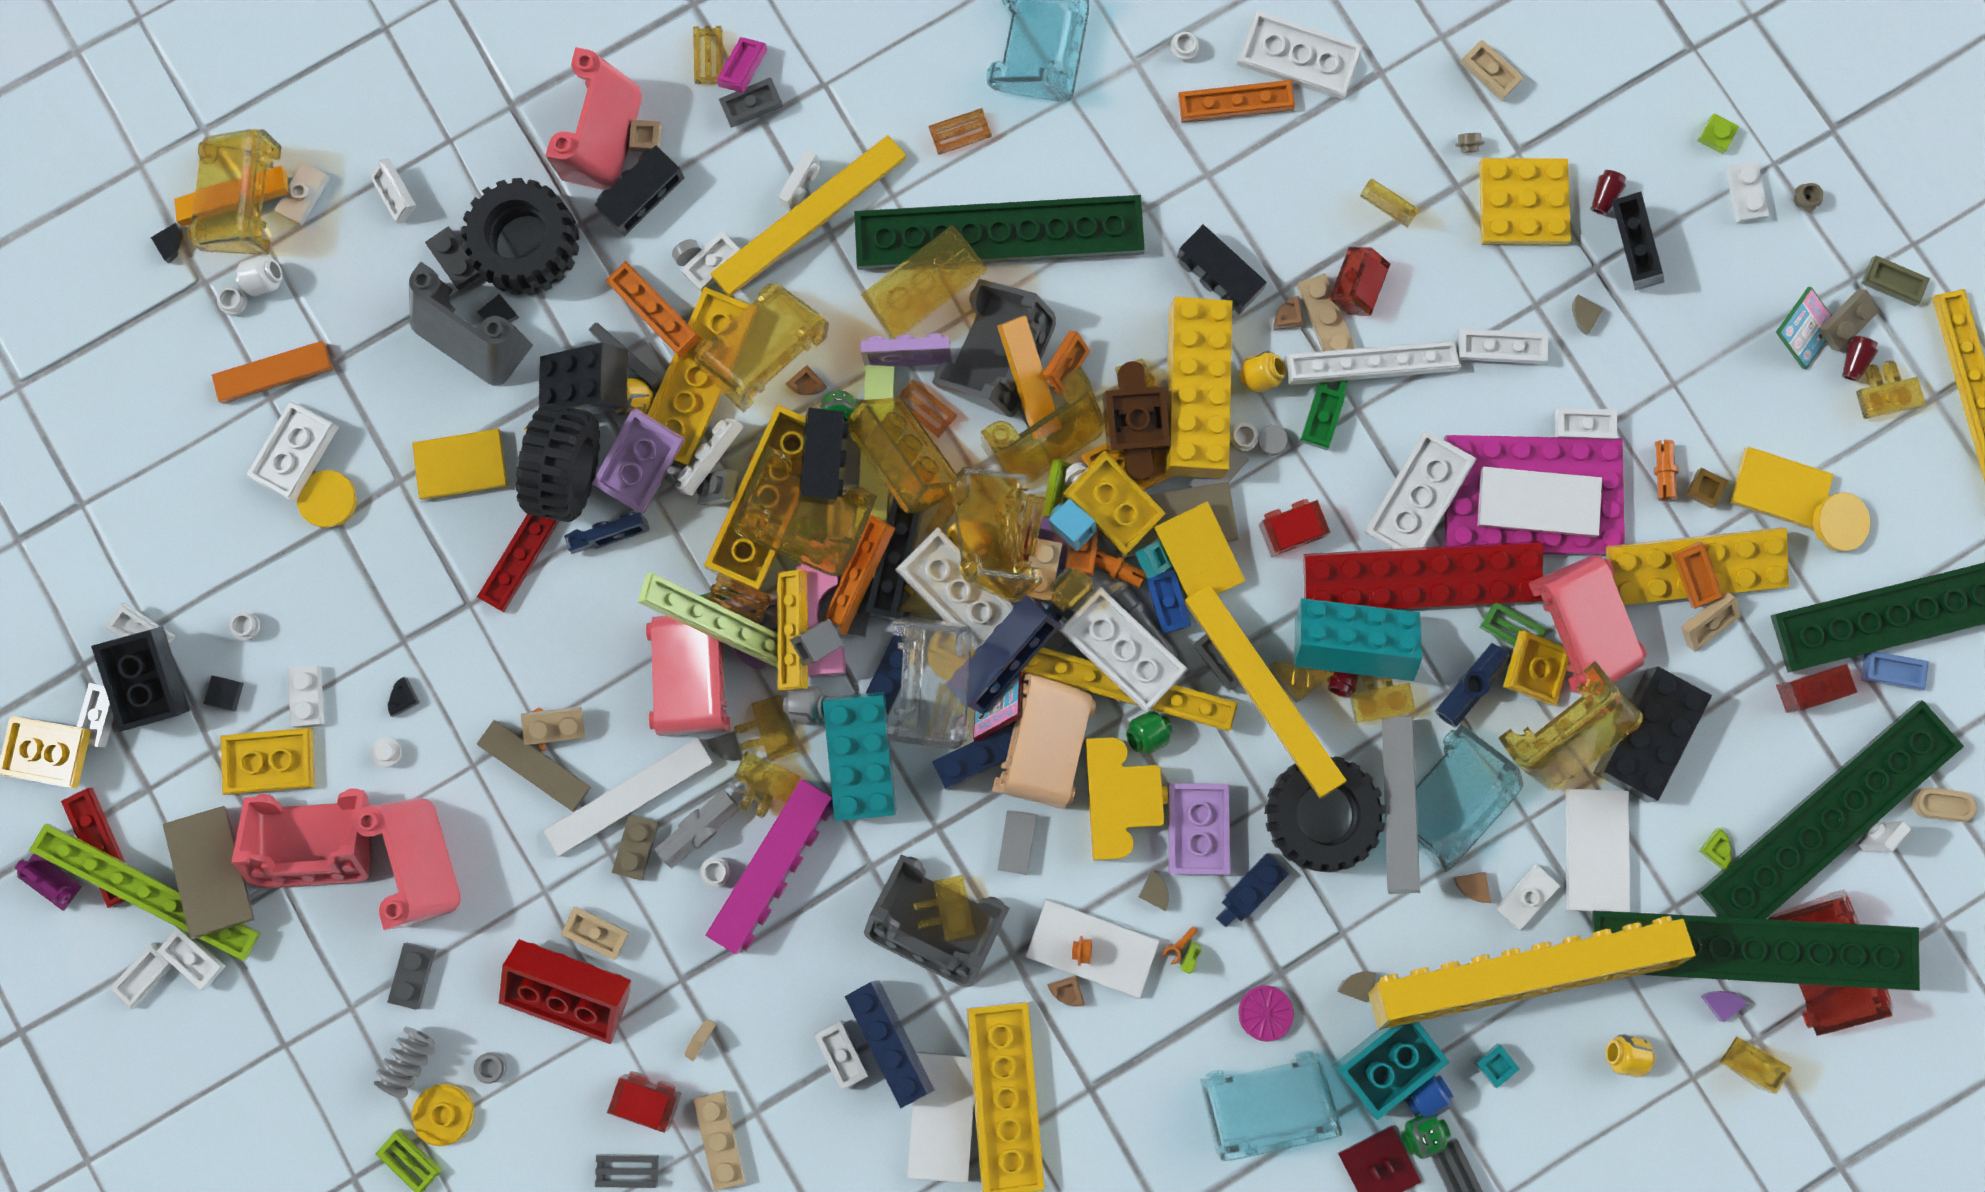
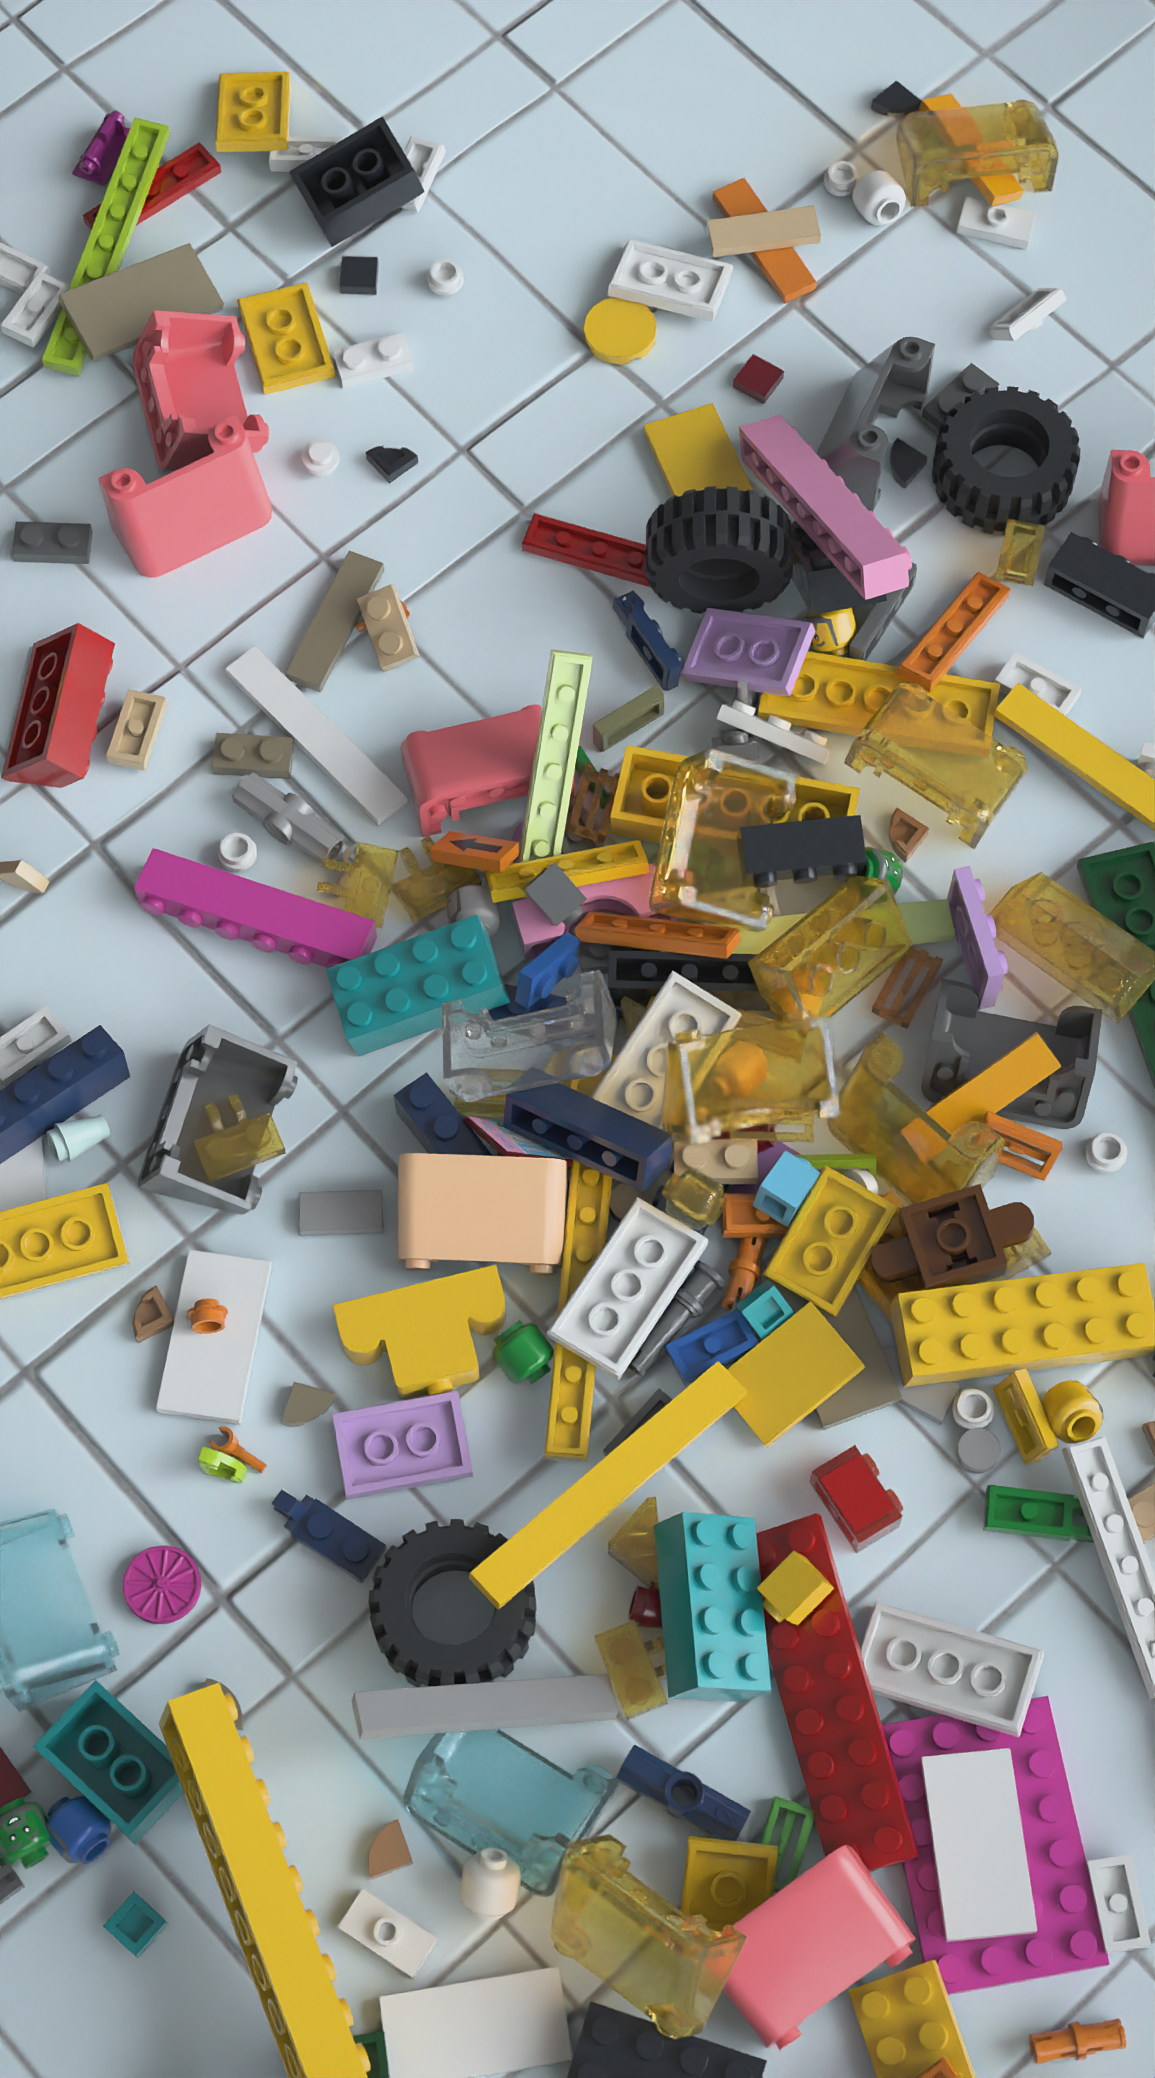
camera: 75 degrees right, 15 degrees down
(267, 370) = (763, 231): none -> tan tile
(397, 403) = (758, 378): none -> dark red tile
(543, 376) = (825, 507): none -> bright pink brick
(603, 246) = (1020, 552): none -> clear yellow slope
(671, 559) = (628, 718): none -> olive tile
(685, 251) = (1041, 652): light grey tile -> none
(726, 746) = (401, 832): clear smoke tile -> none
(760, 694) = (475, 851): none -> orange tile
(874, 666) = (547, 970): none -> blue plate
(922, 1028) = (77, 1136): none -> light aqua cone
(1078, 303) = (1106, 1152): none -> white plate
(1259, 403) = (1025, 1416): none -> yellow tile
(1359, 581) = (794, 1589): none -> yellow brick
(1512, 823) = (490, 1884): none -> white head

